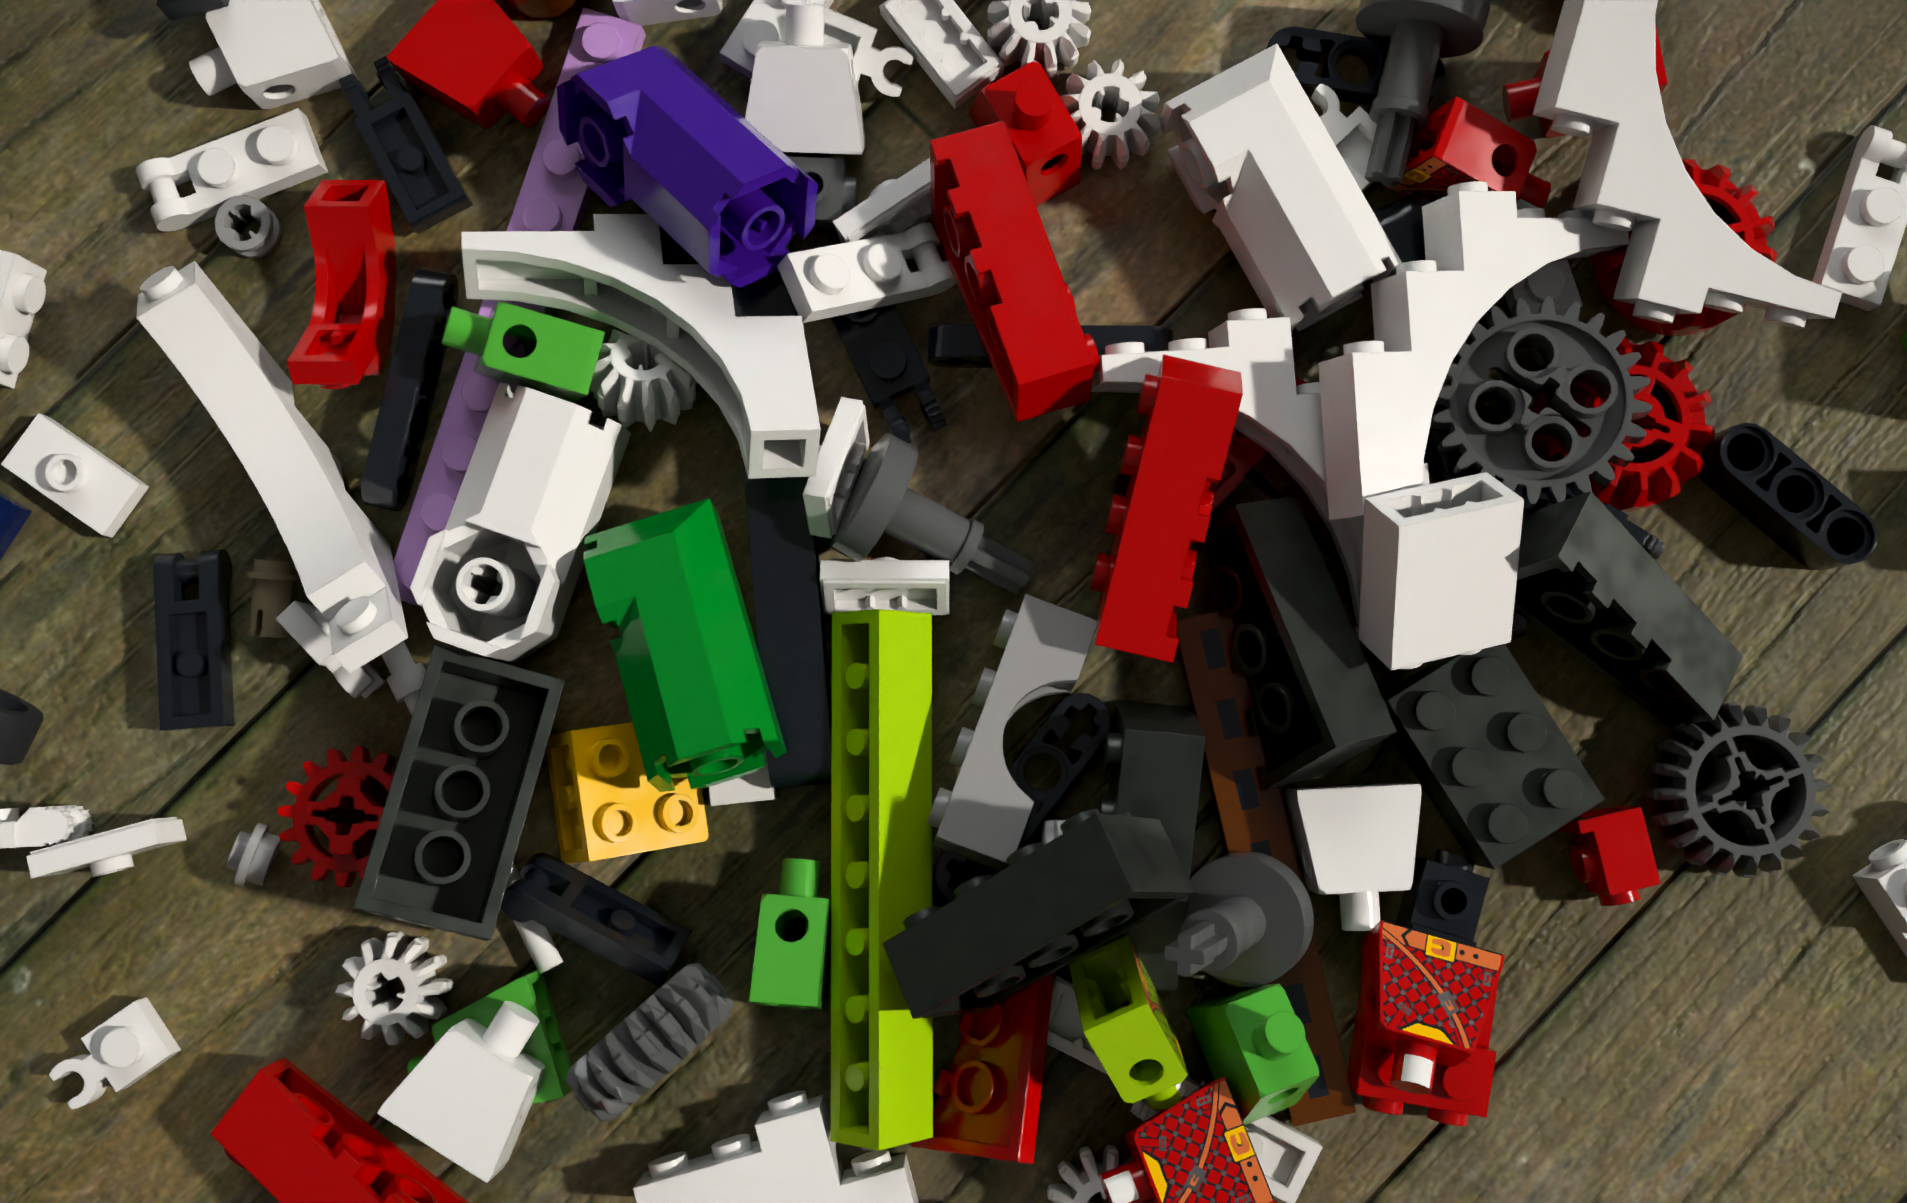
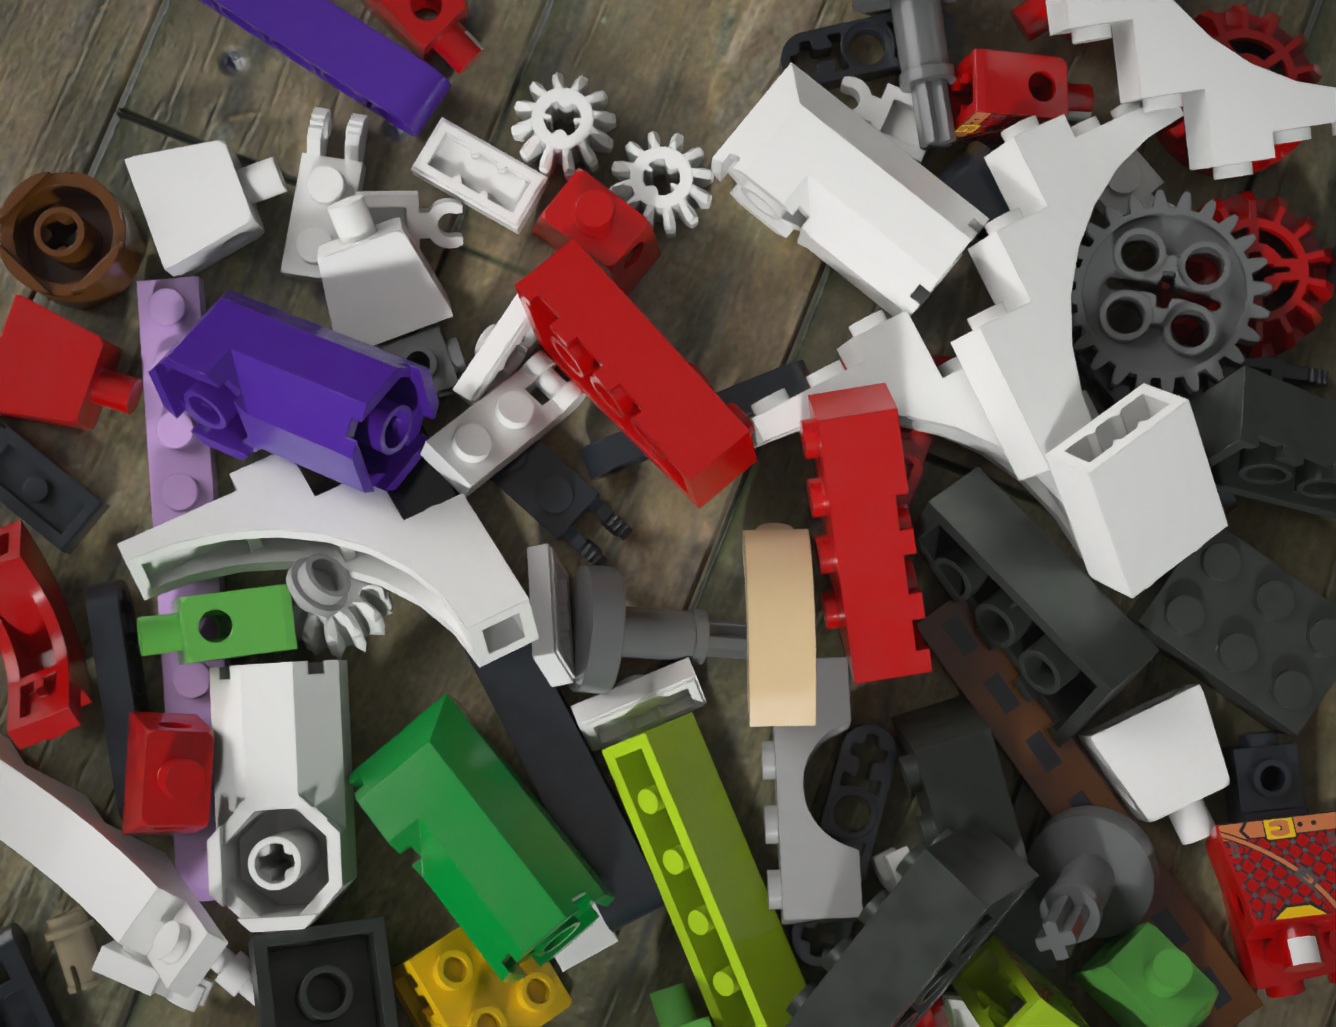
camera: 20 degrees left, 0 degrees up
(418, 467) = (167, 774): none -> red torso
(632, 345) = (319, 584): none -> light grey plate
(1045, 563) = (780, 626): none -> tan arch

